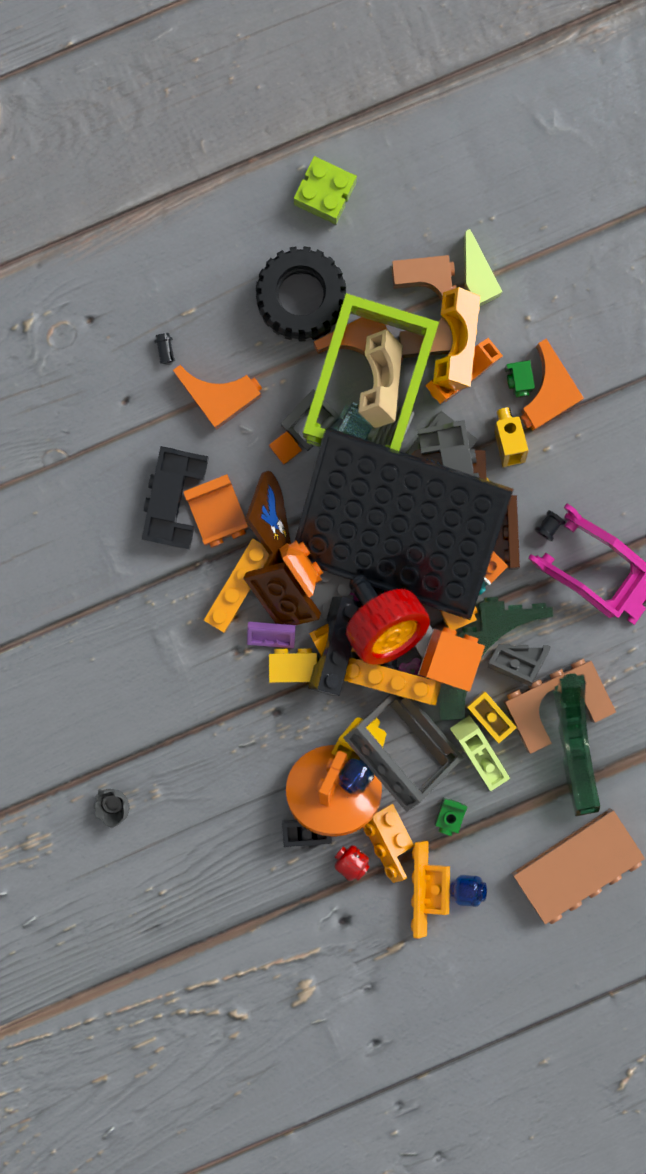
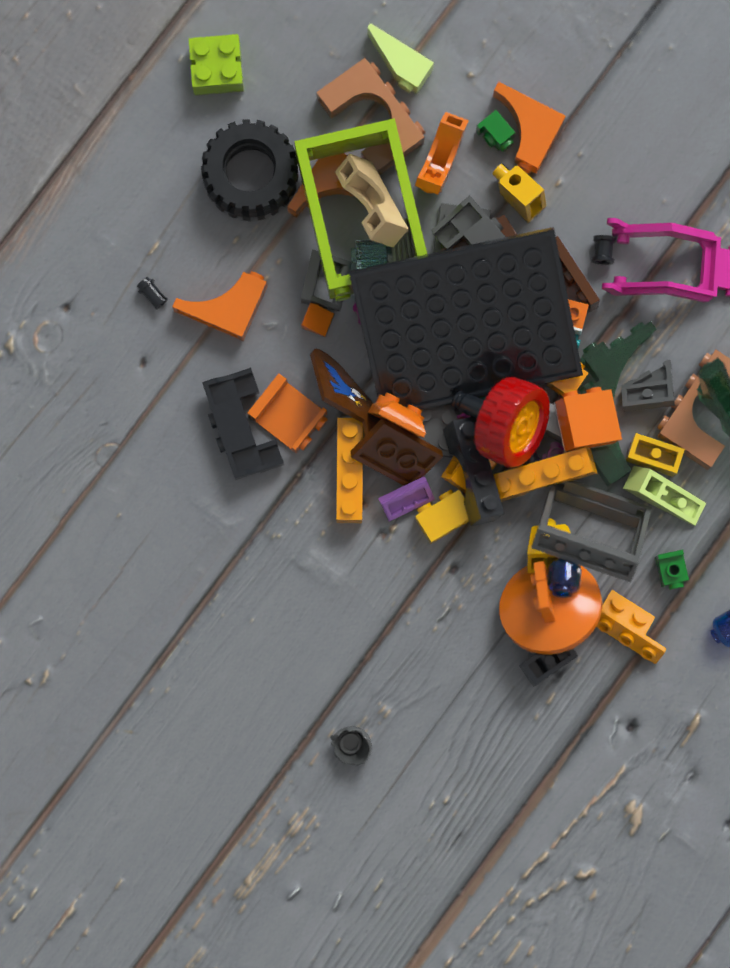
camera: 30 degrees left, 5 degrees down
(351, 862) = (606, 666): red head -> none
(430, 889) = (694, 647): light orange bracket -> none
(461, 312) = (407, 101): light orange arch -> none

